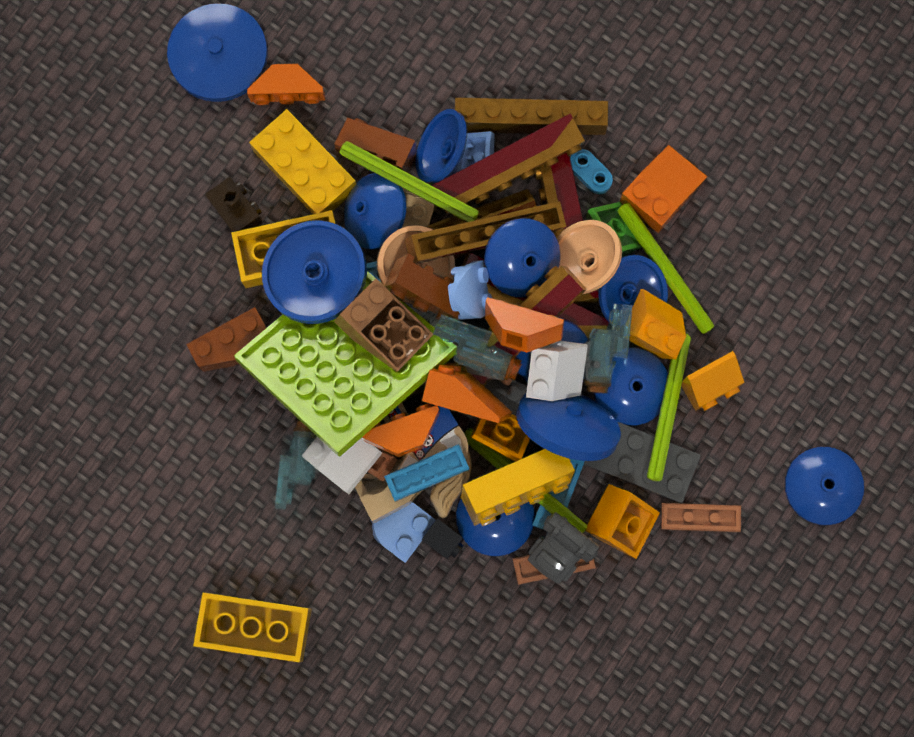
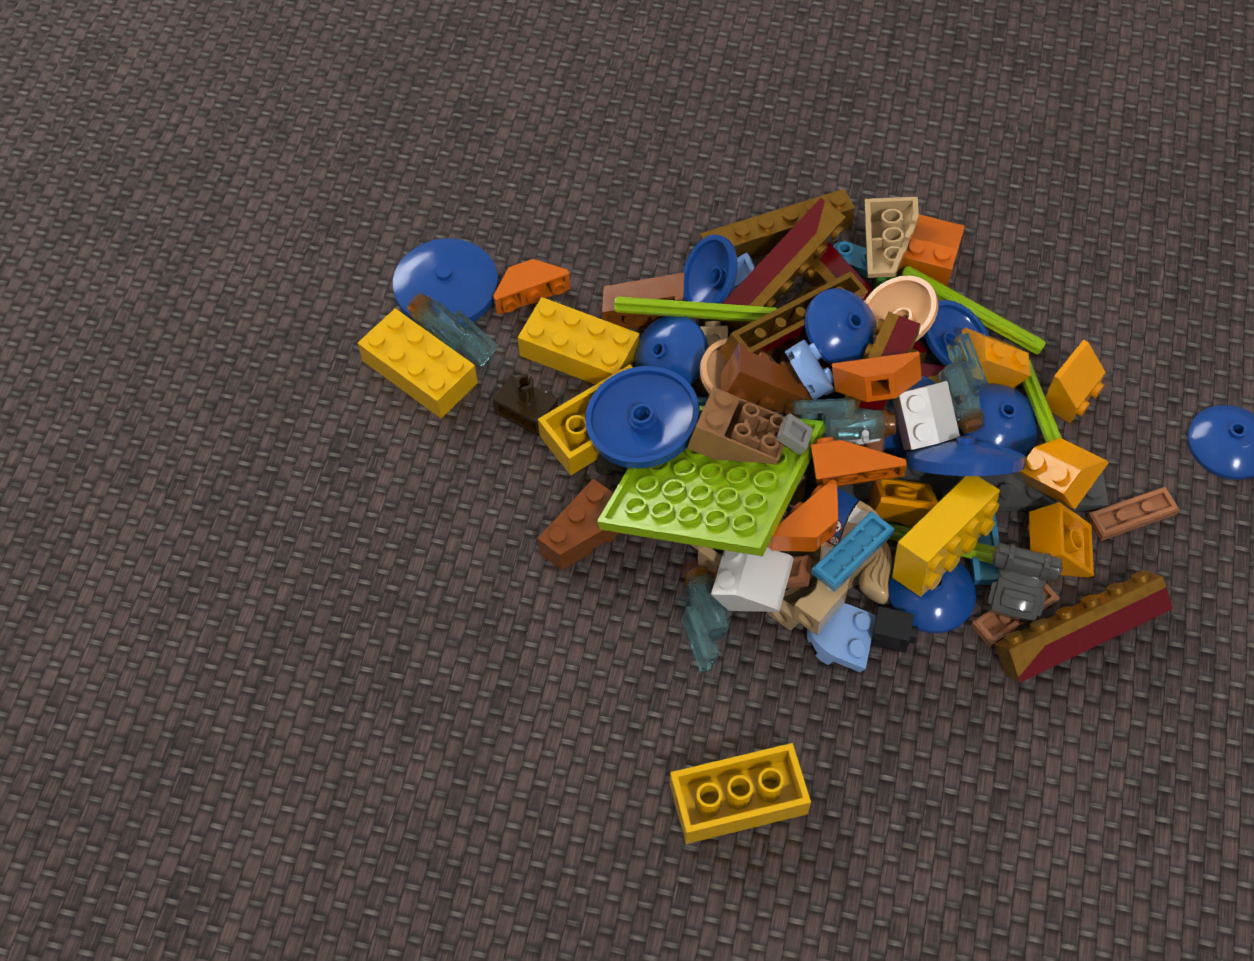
camera: 25 degrees left, 20 degrees down
(158, 128) = (418, 363): none -> yellow brick
(198, 108) = (452, 329): none -> clear light blue plate
(421, 353) = (794, 434): none -> light grey plate
(598, 603) = (1083, 625): none -> brick
(624, 163) = (888, 233): none -> tan wedge
(648, 465) = (1062, 471): none -> light orange slope

